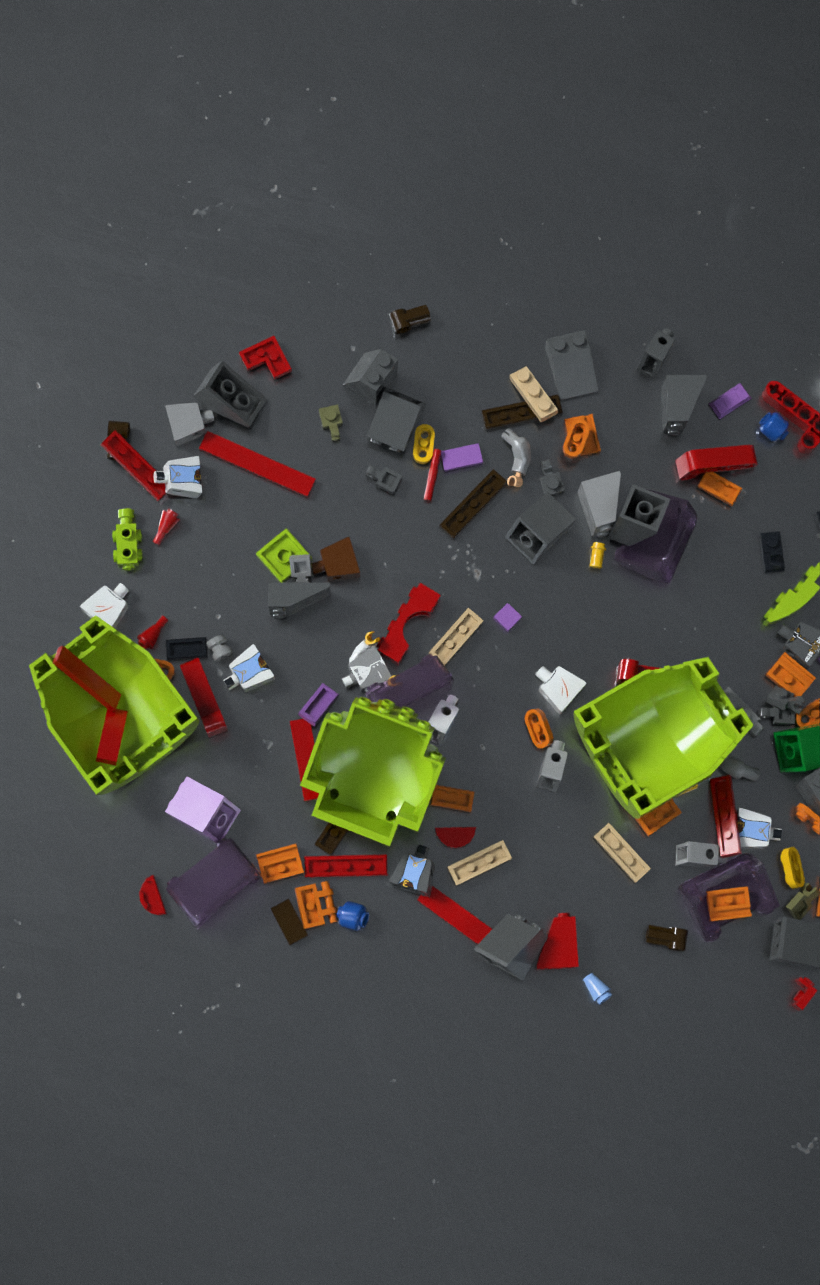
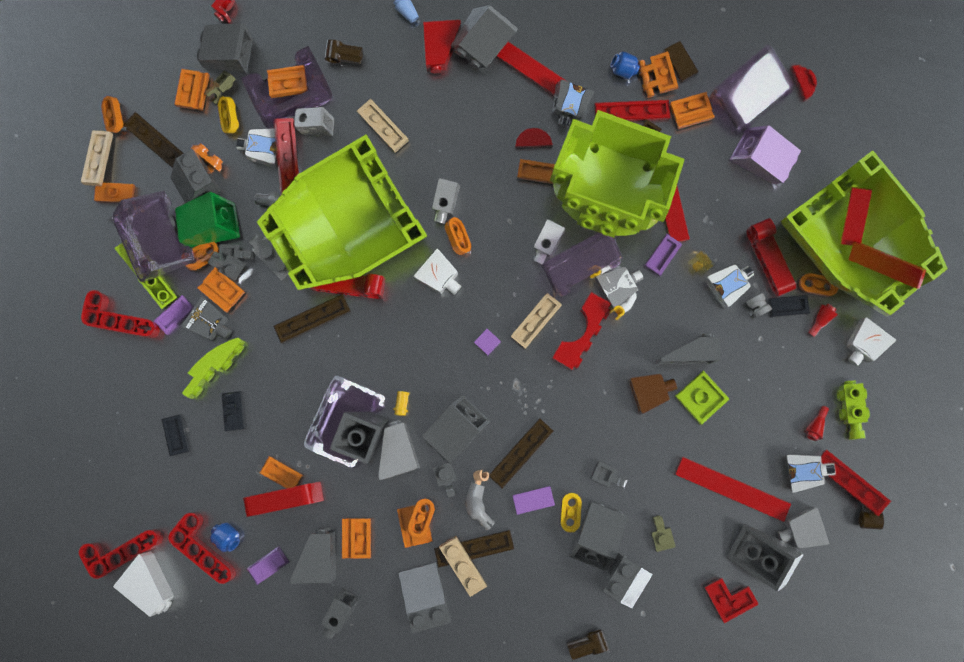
camera: 170 degrees left, 5 degrees up
(275, 695) = (704, 261): none -> clear yellow tile
(301, 567) = (686, 382): light grey plate -> none
(432, 475) = (561, 481): red piece -> none
(479, 863) = (511, 114): tan plate -> none
(641, 423) = (356, 538): none -> orange plate
(693, 645) = (312, 318): none -> dark brown tile

